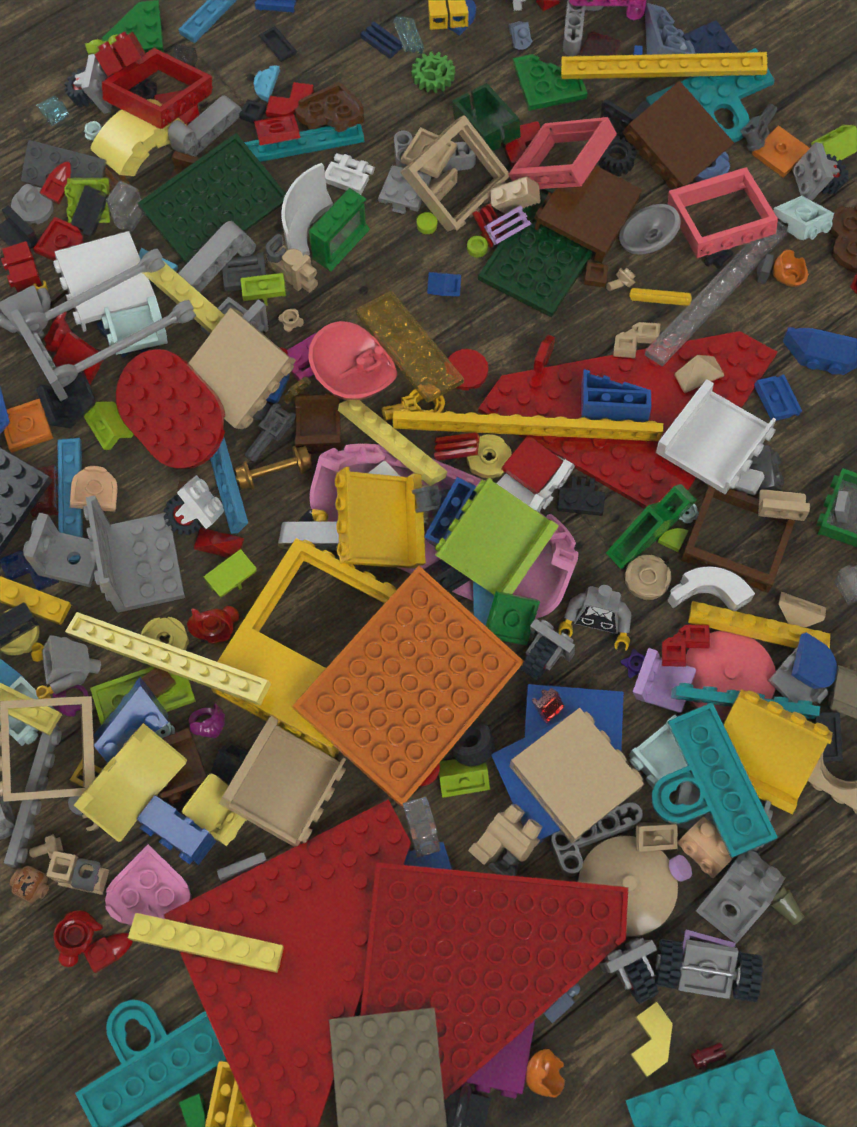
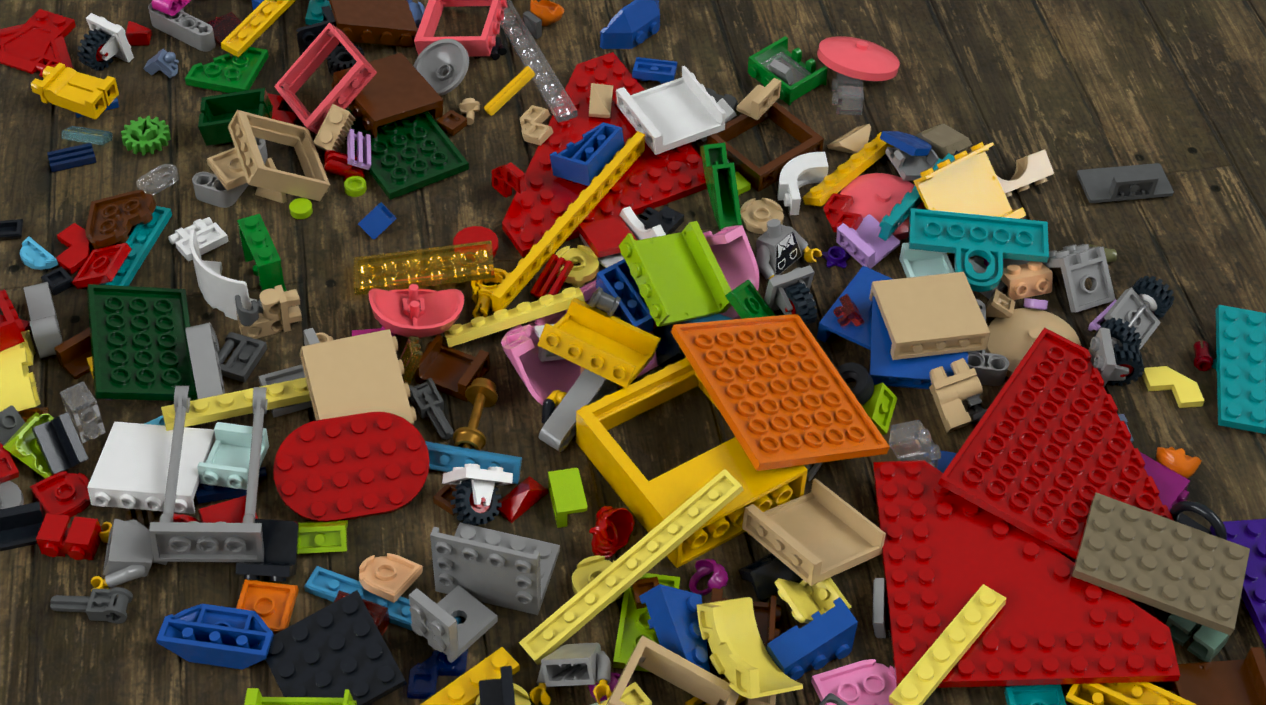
camera: 65 degrees left, 20 degrees down
(263, 287) = (273, 344): lime panel -> none
(392, 109) = (158, 179): none -> clear plate
(399, 192) = (253, 201): light grey piece -> none

